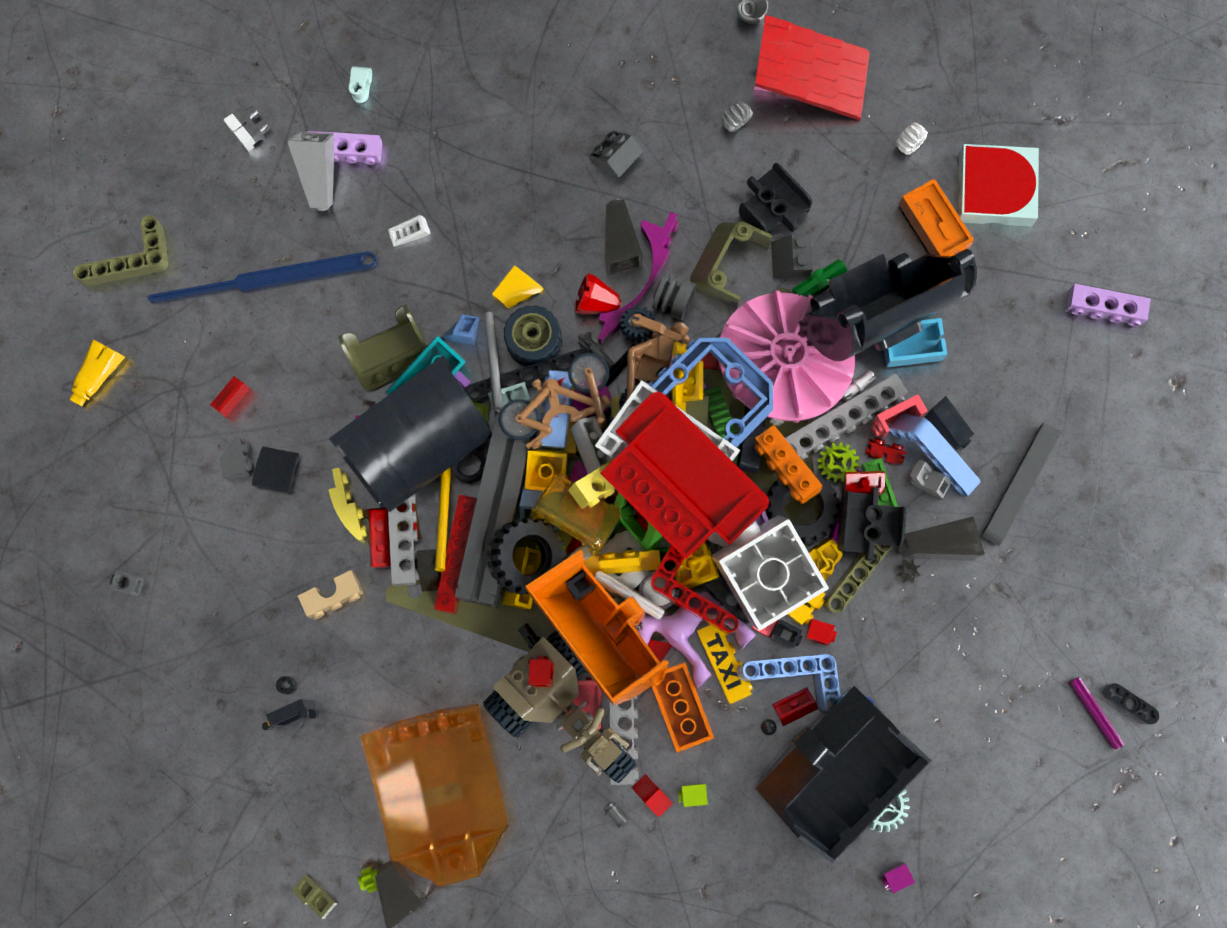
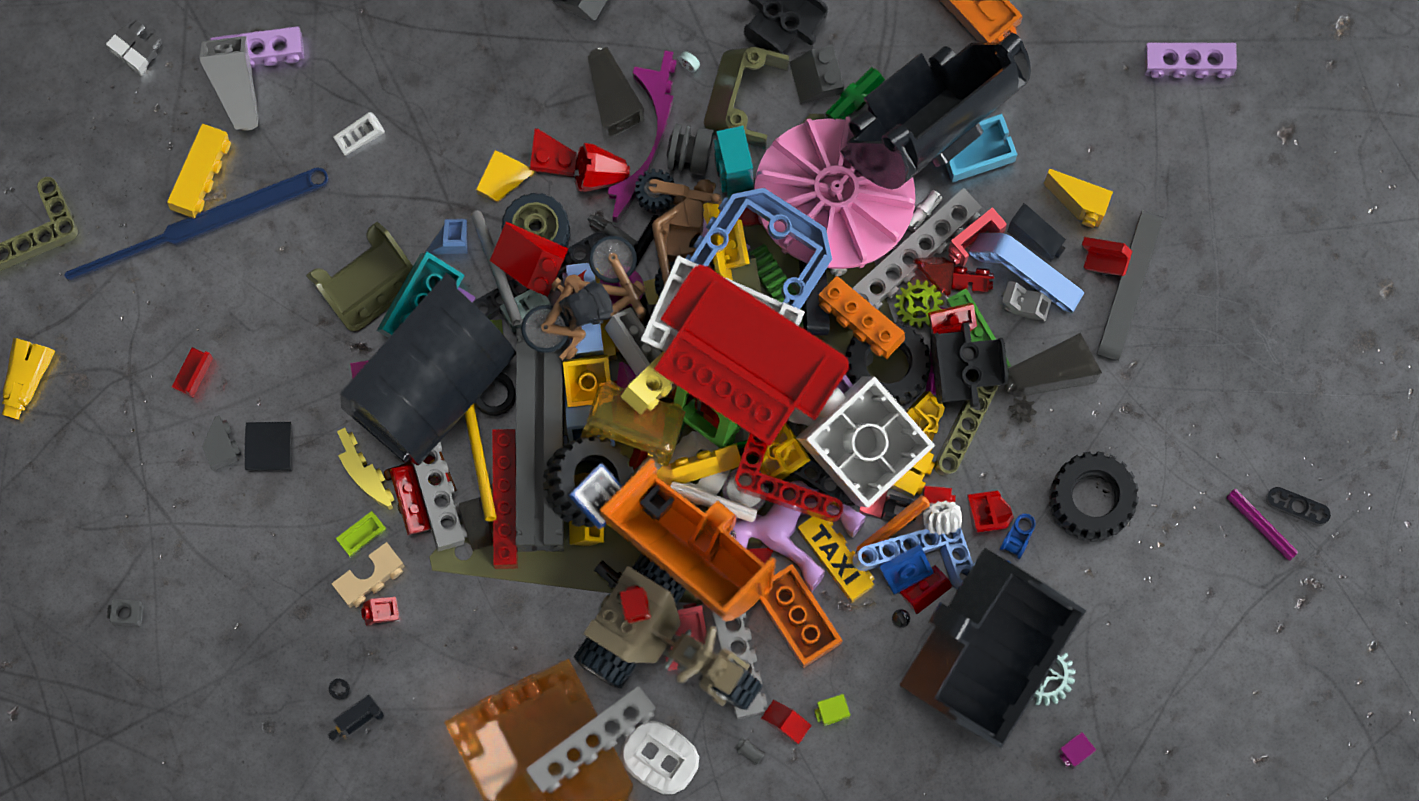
camera: 20 degrees left, 0 degrees up
(272, 235) = (198, 171): none -> yellow brick
(333, 626) = (379, 610): none -> bracket
(334, 558) = (361, 534): none -> lime tile
(436, 806) = (635, 699): none -> light grey brick
(519, 358) = (528, 258): none -> red slope
(527, 812) = (669, 743): none -> white piece
(528, 568) = (595, 493): none -> tile
(556, 408) = (587, 306): none -> black piece
(560, 279) = (551, 155): none -> red wing
(688, 225) = (689, 61): none -> light aqua tile
(707, 310) = (733, 161): none -> teal brick
(780, 646) = (896, 523): none -> orange axle
(782, 687) = (906, 569): none -> blue tile
(822, 650) = (942, 517): none -> white gear
(860, 439) = (938, 272): none -> clear red slope
(862, 652) = (989, 511): none -> red slope
(883, 679) = (1017, 539): none -> blue piece
(981, 652) = (1115, 475): none -> black tyre
(994, 402) = (1081, 198): none -> yellow slope
(1006, 455) = (1106, 256): none -> red panel

